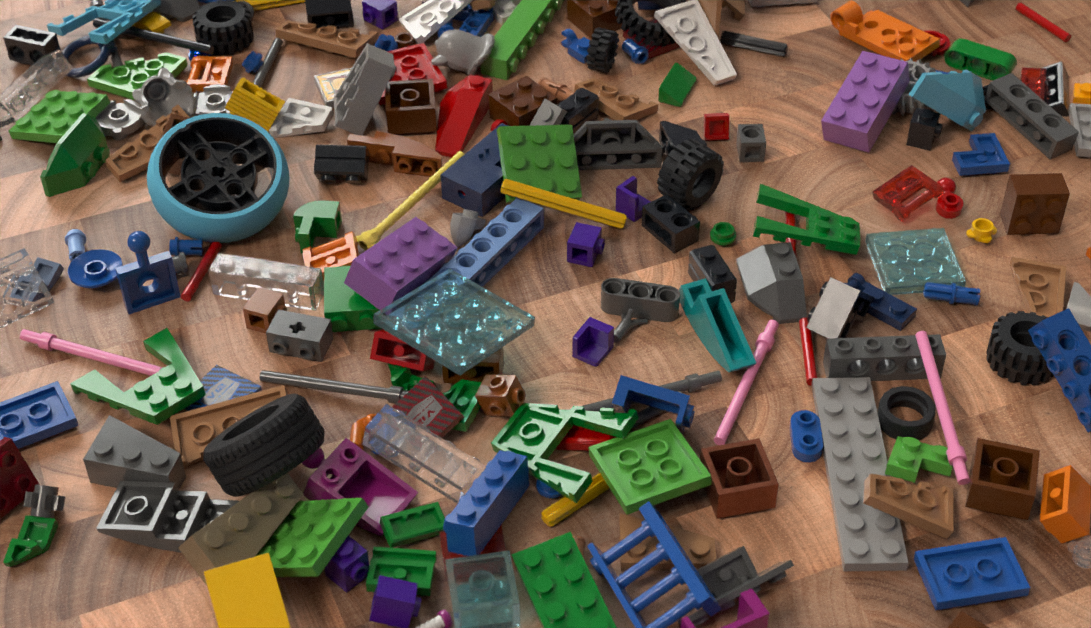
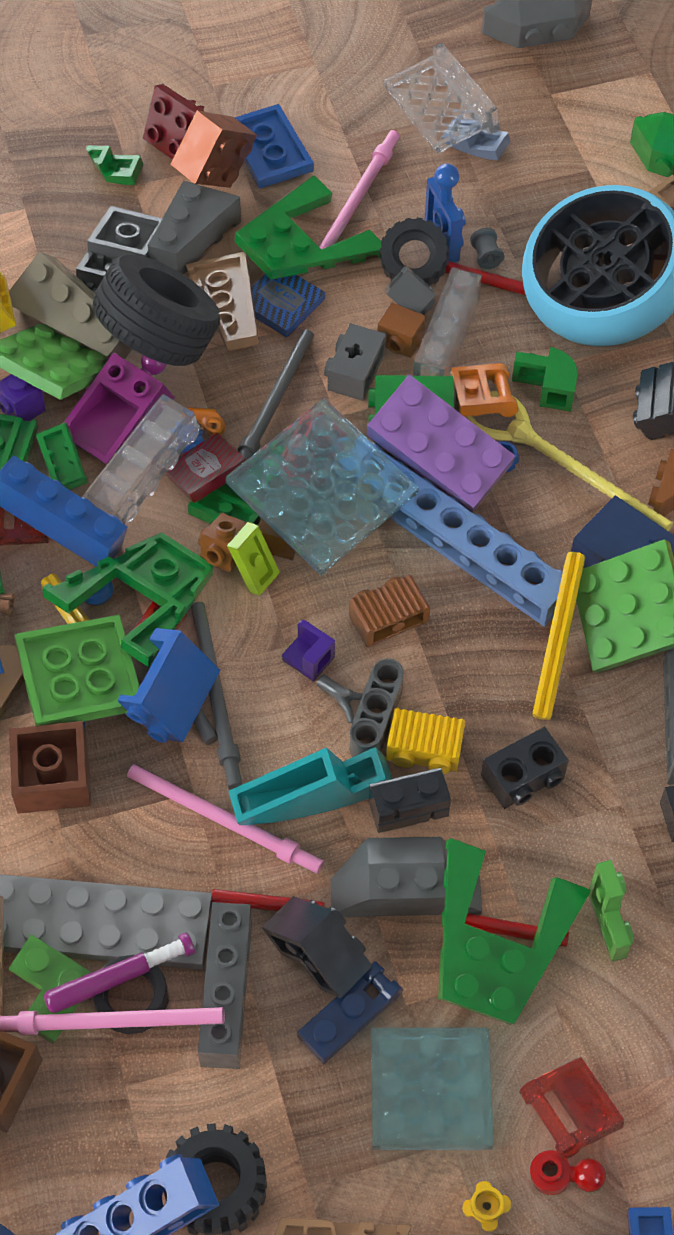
camera: 95 degrees right, 15 degrees up
(44, 501) = (151, 165): dark grey gear -> none
(49, 434) = (213, 149): none -> copper brick
(75, 240) = (531, 165): light blue pin -> none
(94, 268) = (486, 181): blue dish -> none
(186, 246) = (516, 252): blue pin -> none
(186, 286) = (418, 230): none -> black tyre
(228, 299) = (411, 291): none -> dark grey brick
(464, 224) = (541, 531): light grey plate -> none
(521, 367) = (253, 558): none -> lime plate
(550, 300) = (388, 610): none -> dark orange brick
(585, 244) = (490, 660): dark purple brick -> none
(628, 200) = (576, 727): dark purple panel -> none
(661, 266) = (425, 740): none -> yellow brick
(690, 174) = (601, 791): black tyre -> none
(723, 233) = (504, 835): green plate -> none
(765, 171) = (606, 898): none -> bright green plate
(806, 436) = (121, 868): blue plate -> none
(918, 421) = (113, 975): none -> magenta piece
(952, 293) = (350, 1118): blue axle -> none

